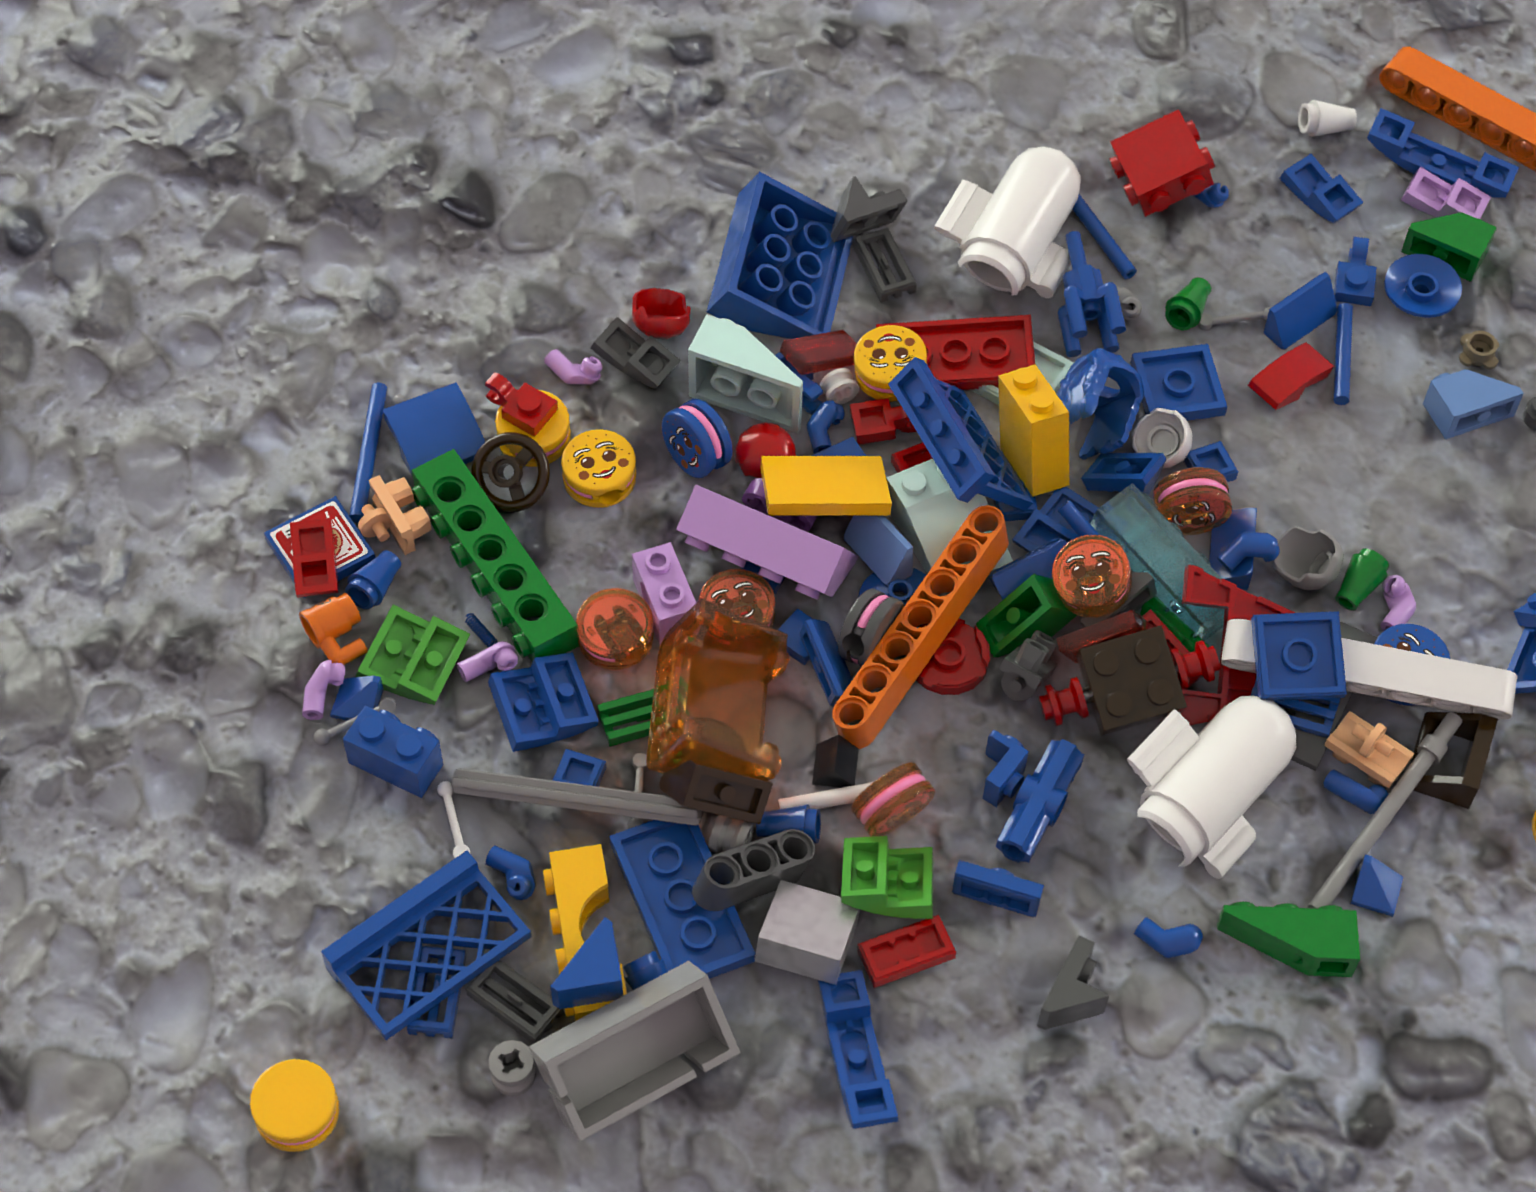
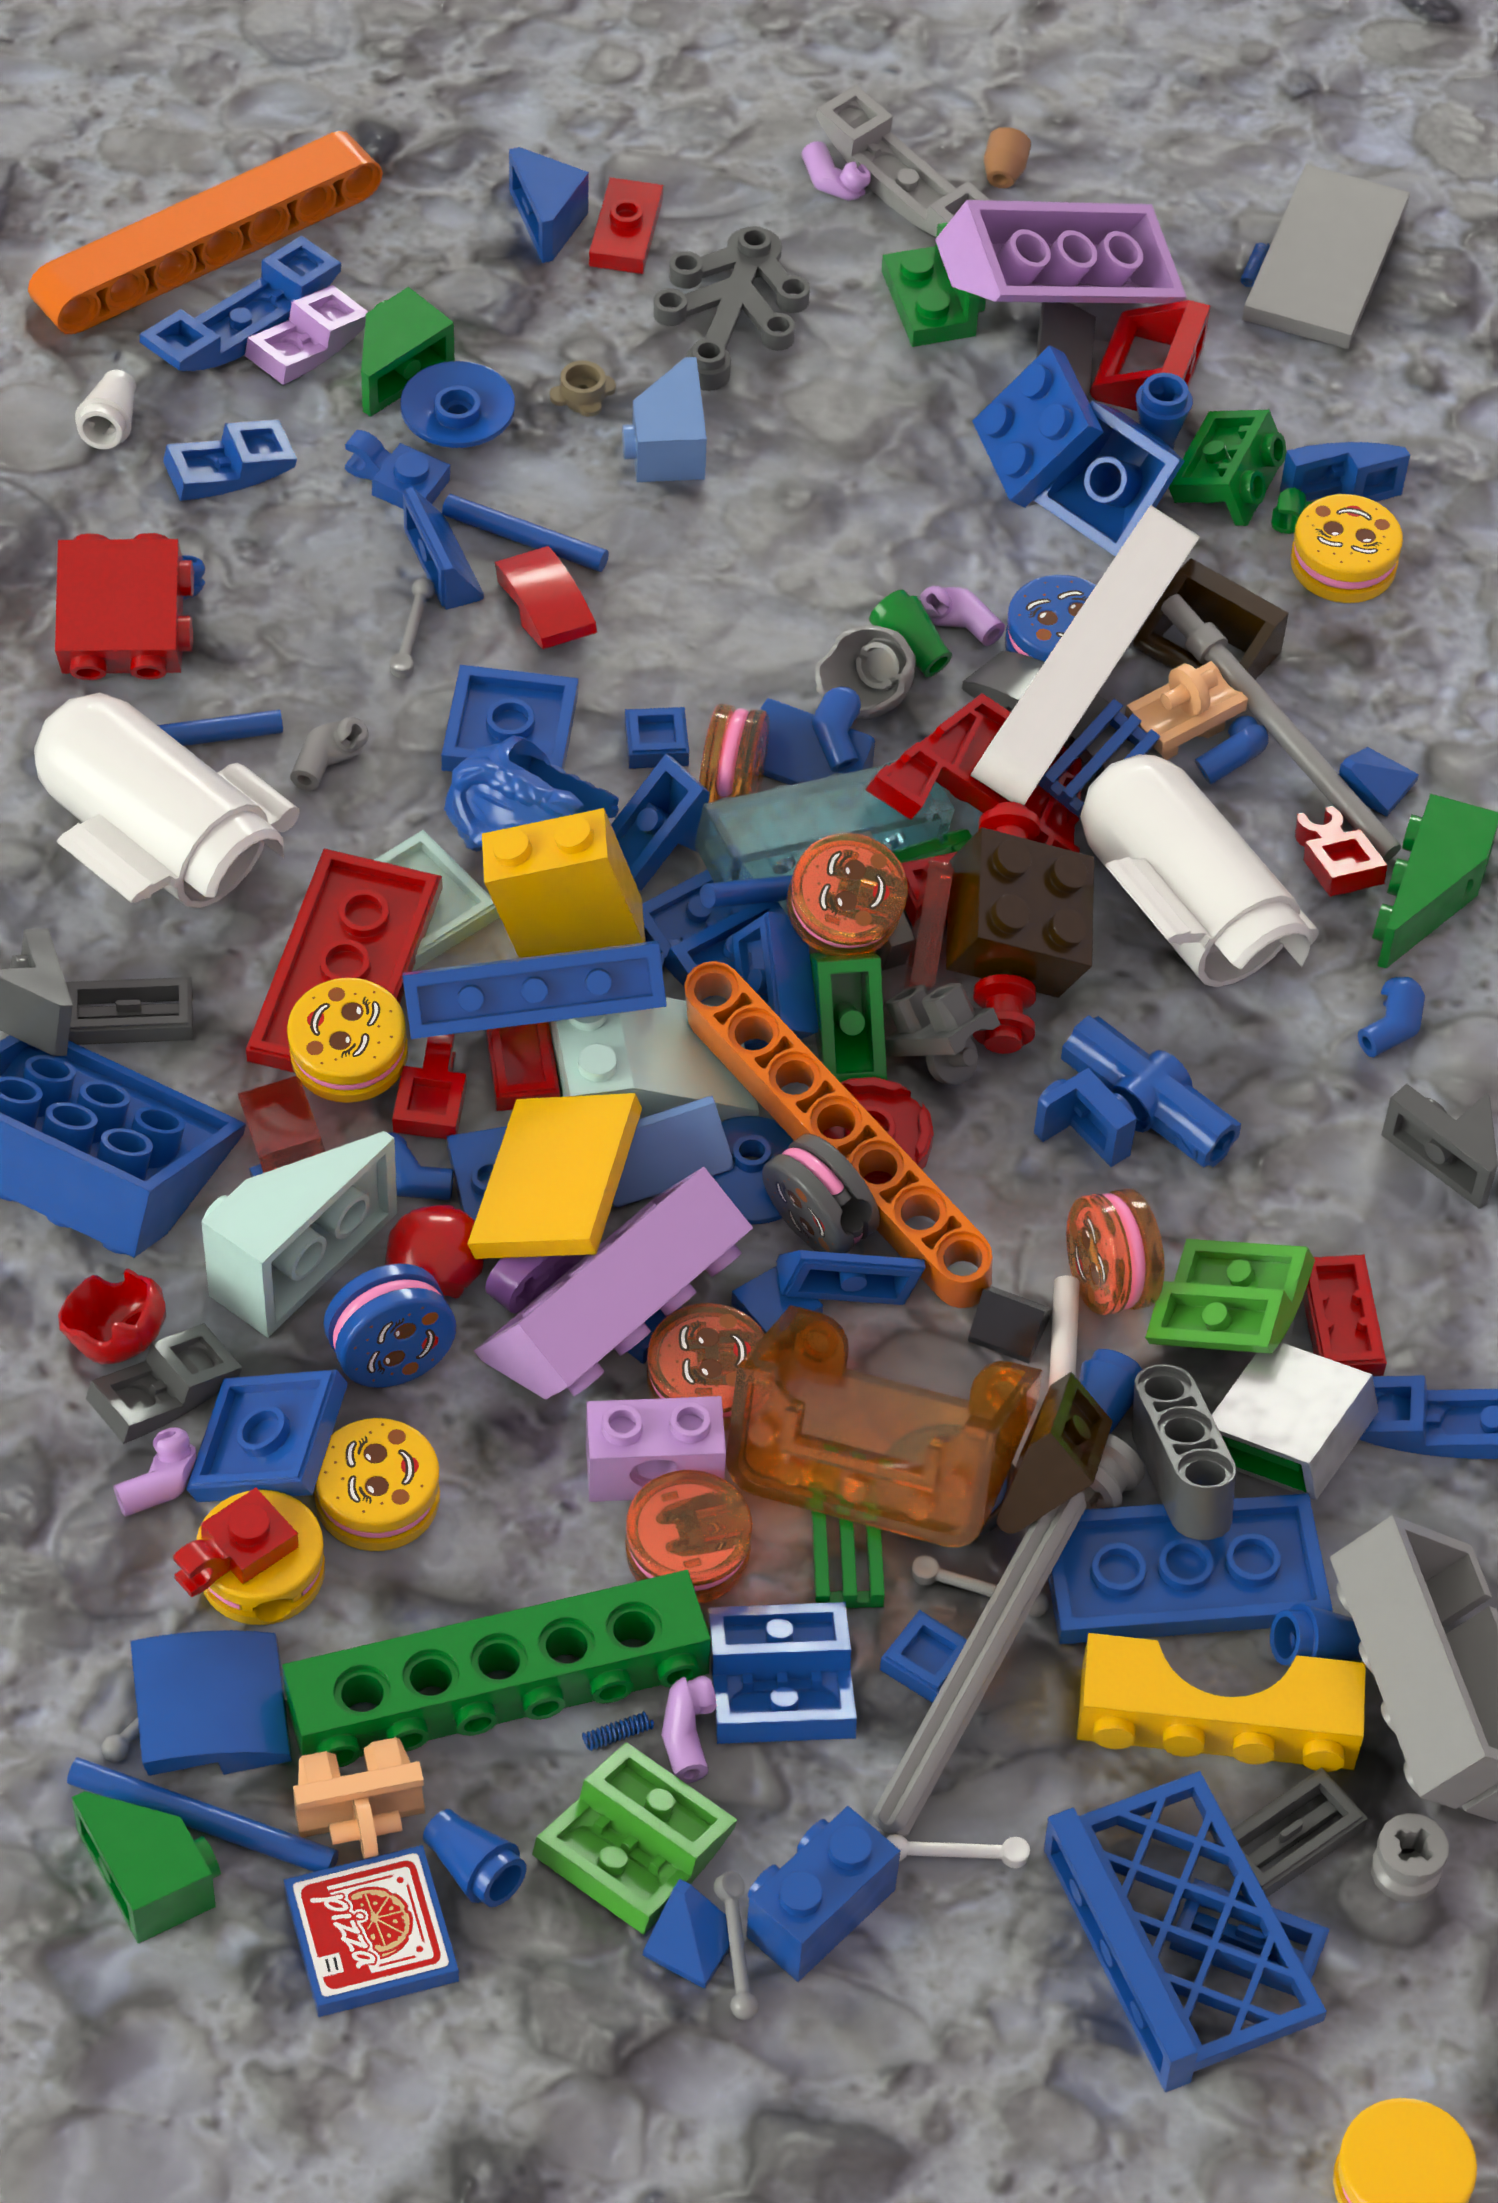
camera: 75 degrees left, 5 degrees down
(314, 557) = (410, 1933): red slope -> none
(316, 688) = (648, 1985): lavender arm -> none
(323, 430) = (147, 1862): none -> green slope
(328, 622) = (538, 1942): orange piece -> none
(497, 465) = (376, 1597): dark brown piece -> none
(517, 871) = (1076, 1778): blue arm -> none
(592, 972) = (1315, 1676): blue slope -> none
(608, 406) = (267, 1434): none -> blue plate
(839, 386) = (348, 1121): white bush -> none
(997, 888) = (1276, 1178): blue plate -> none
(1086, 300) = (327, 771): blue plant -> none
(1164, 433) = (611, 756): white hair -> none
(1187, 306) = (377, 669): green cone -> none
(1290, 875) = (1339, 858): none -> red plate
(1298, 656) = (1066, 705): blue tile -> none

